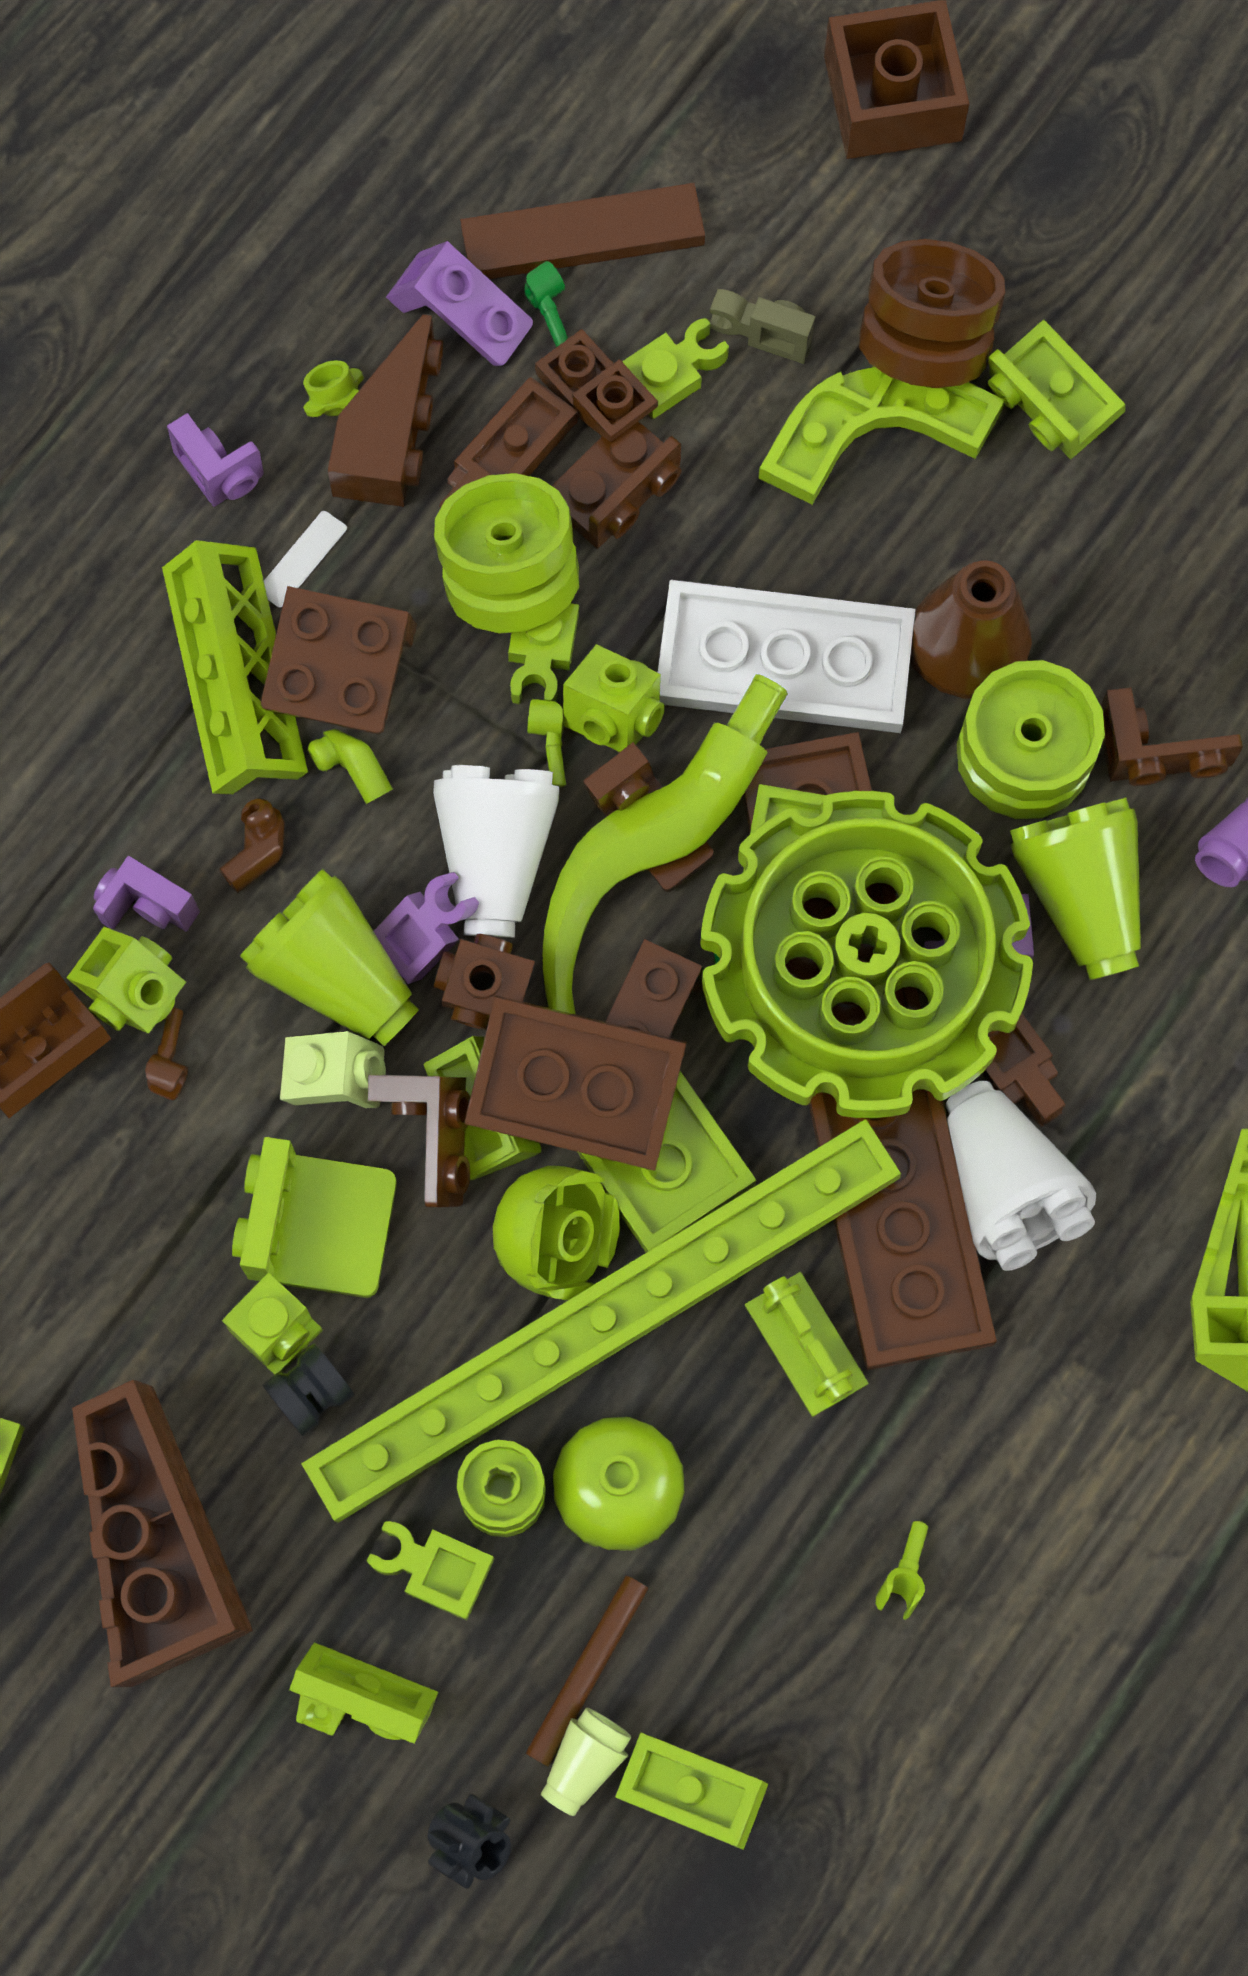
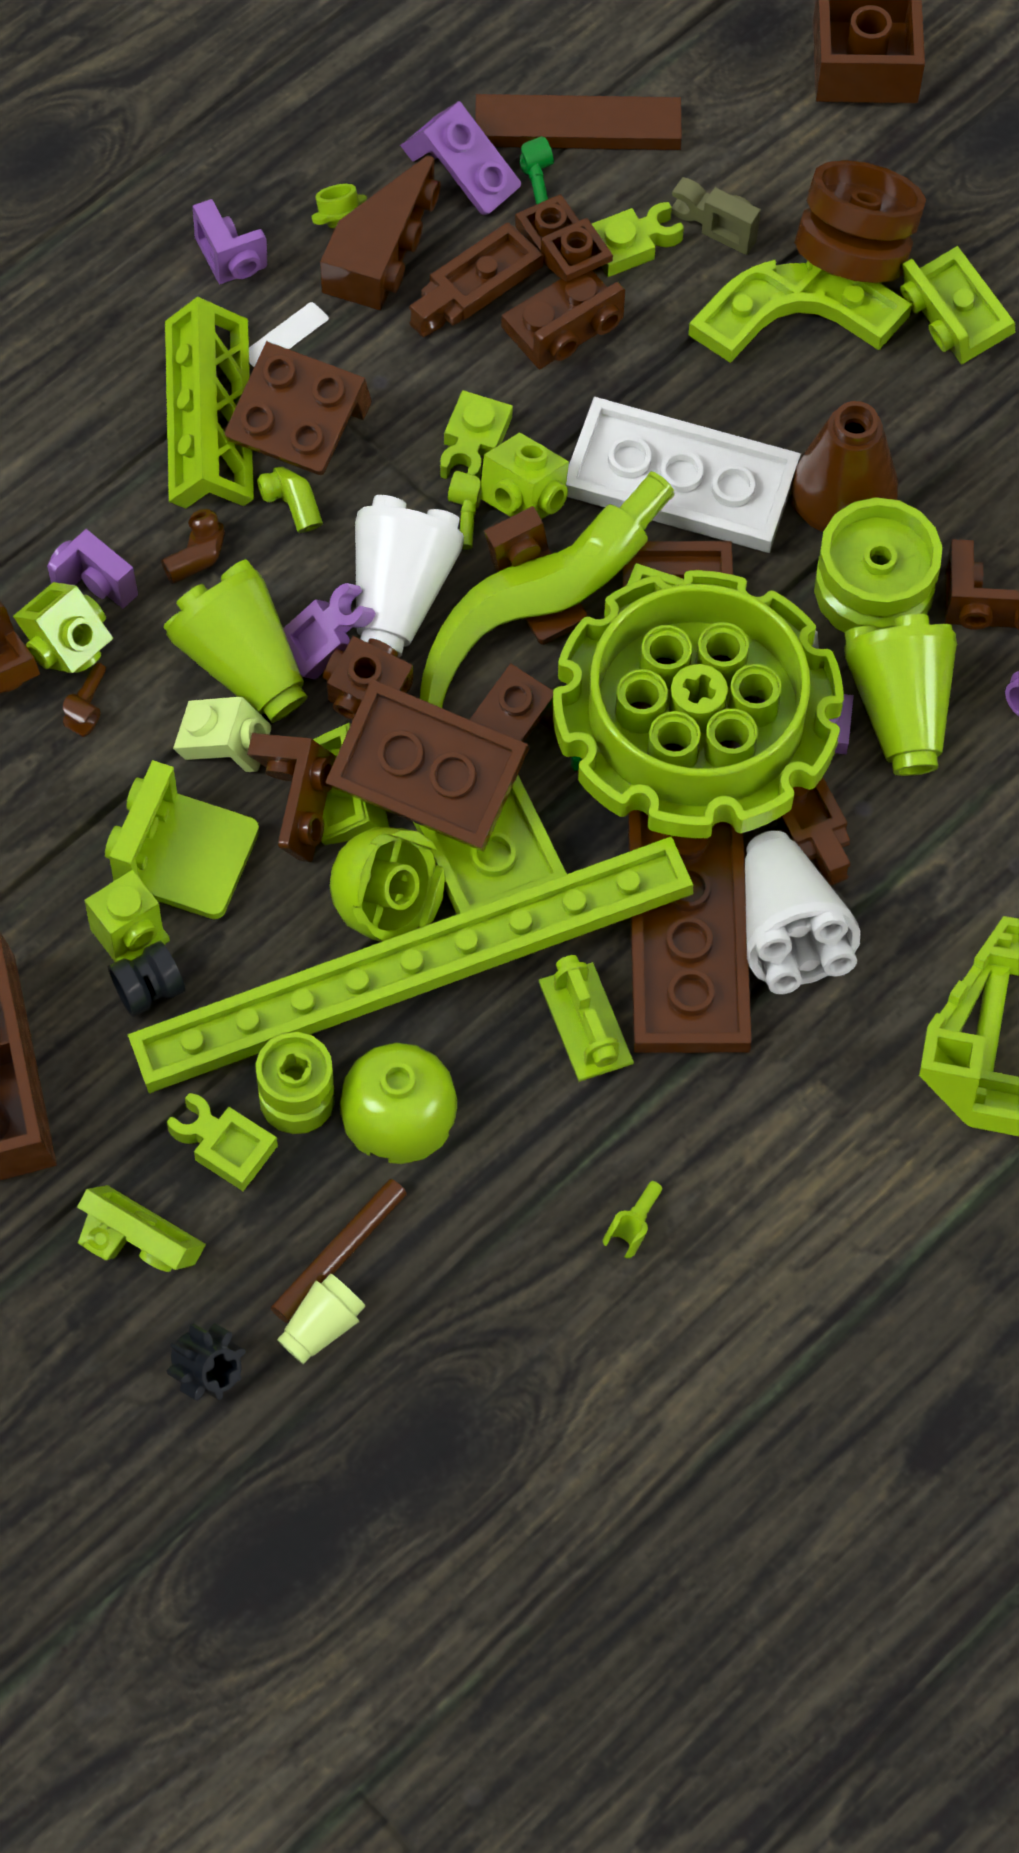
camera: 10 degrees right, 10 degrees down
(507, 553) = (458, 348): lime wheel -> none
(692, 1790) = (409, 1356): lime hinge -> none

